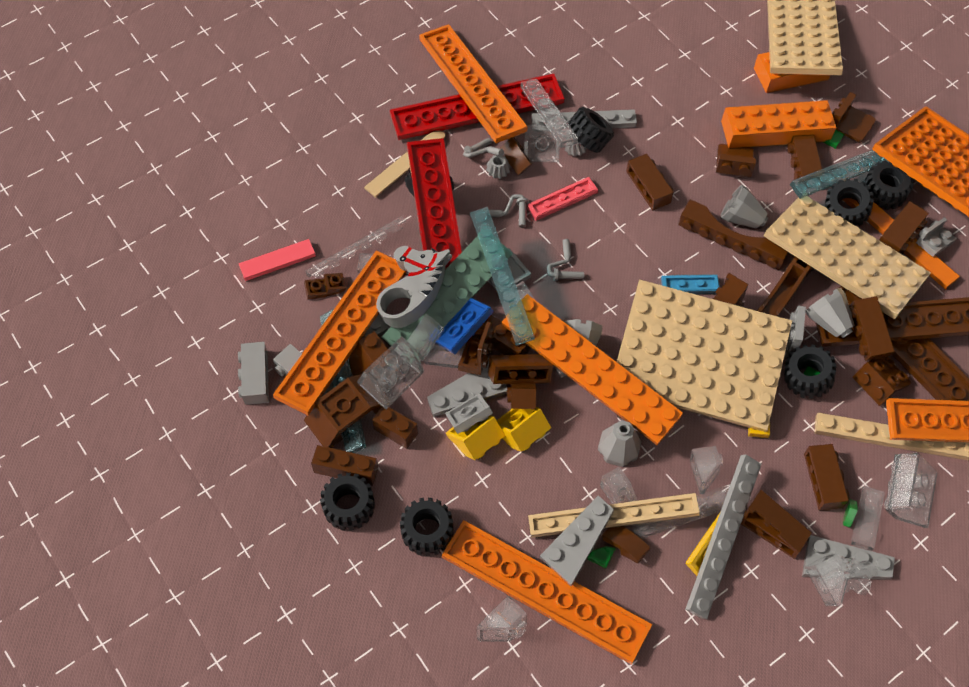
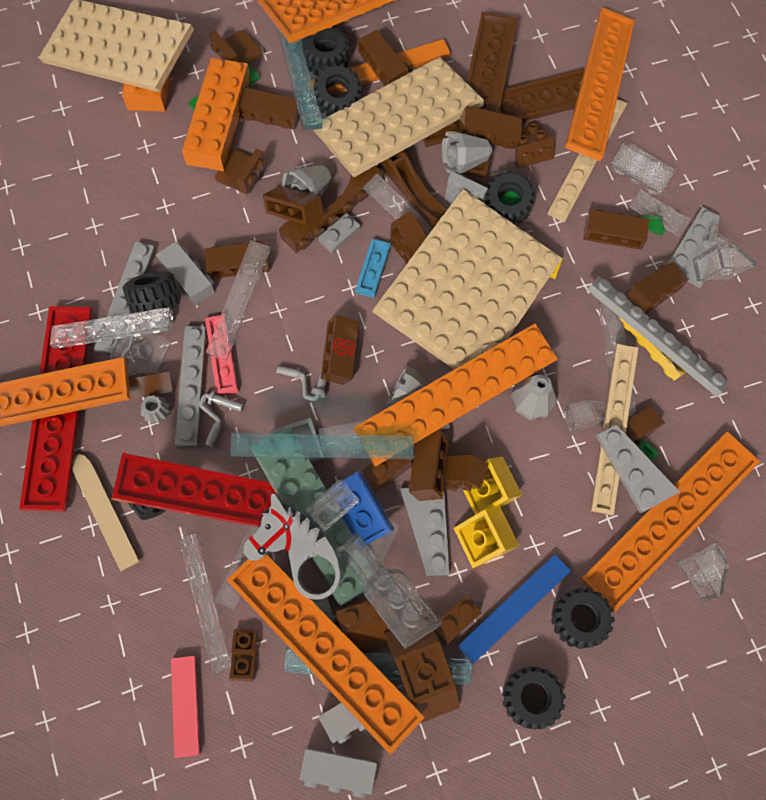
camera: 75 degrees left, 10 degrees up
(334, 462) = (488, 690): reddish brown brick -> none
(421, 474) = (513, 609): none -> blue tile
(455, 296) = (332, 505): none -> clear brick
(469, 413) = (466, 535): light grey plate -> none
(476, 352) = (397, 503): reddish brown bracket -> none
(479, 148) = (118, 433): light grey piece -> none
(527, 186) = (191, 387): none -> light grey plate
(599, 277) = (340, 350): none -> reddish brown brick
(612, 190) = (238, 300): none -> clear plate
(620, 150) = (186, 273): none -> light grey brick
(705, 466) = (583, 326): clear slope -> none
(711, 249) = (339, 233): none -> light grey plate
(715, 201) = (293, 205): none -> reddish brown brick
(759, 275) = (388, 198): none -> clear plate
(935, 238) = (398, 38): light grey bracket -> none

